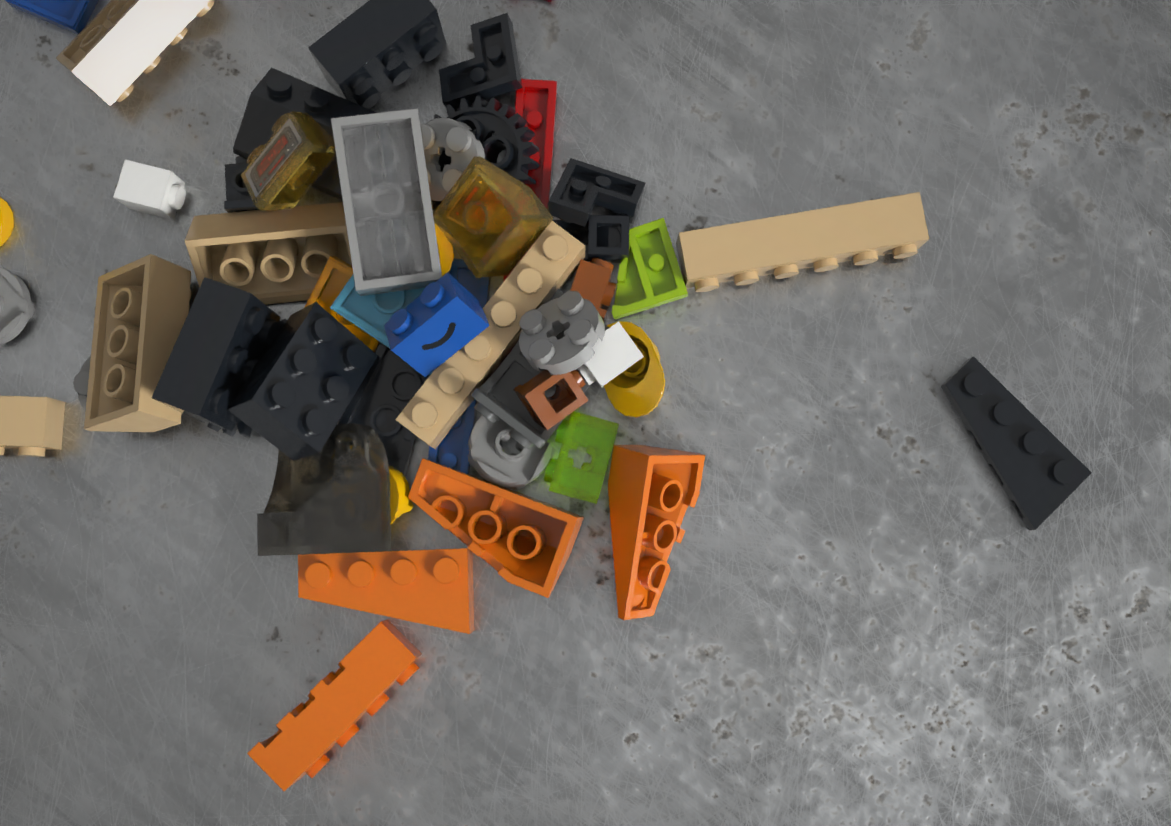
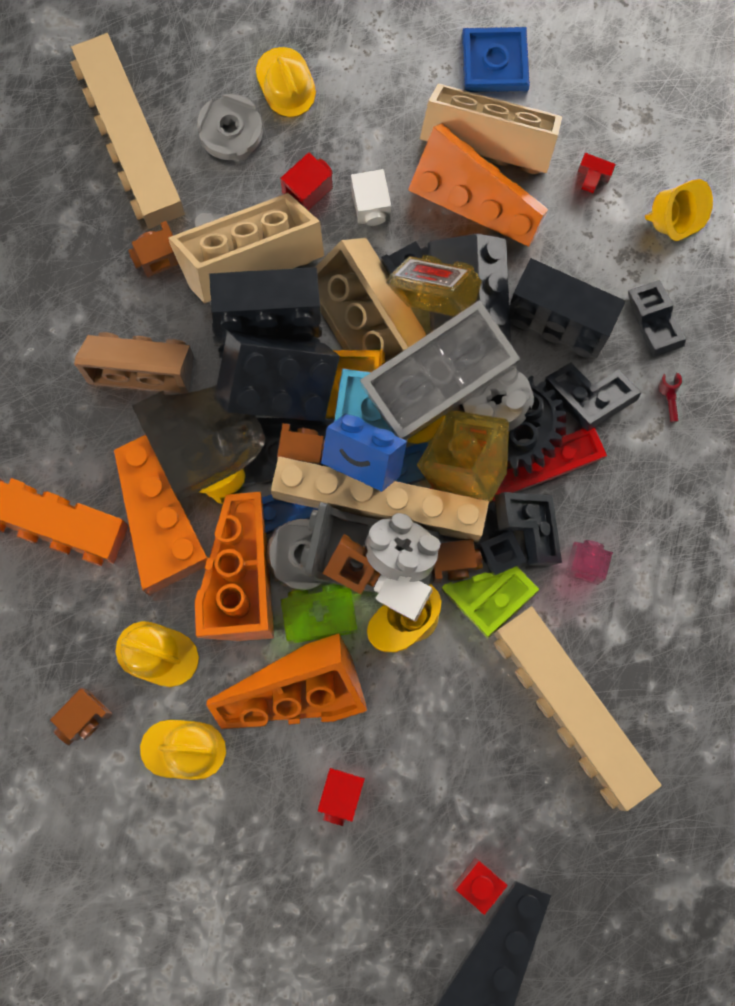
camera: 60 degrees right, 5 degrees down
(91, 453) = (154, 251): none -> dark orange brick
(95, 248) = (308, 180): none -> red brick
(197, 73) = (470, 186): none -> orange wedge
(210, 530) = (136, 363): none -> medium nougat slope
(394, 389) = (301, 445): none -> dark orange brick
(541, 649) = (157, 654): none -> yellow piece
(572, 762) = (79, 717): none -> dark orange brick
(655, 666) = (183, 749): none -> yellow piece
(658, 154) = (588, 562): none -> clear pink brick
(781, 522) = (340, 796): none -> red brick
(934, 422) = (479, 886): none -> red brick

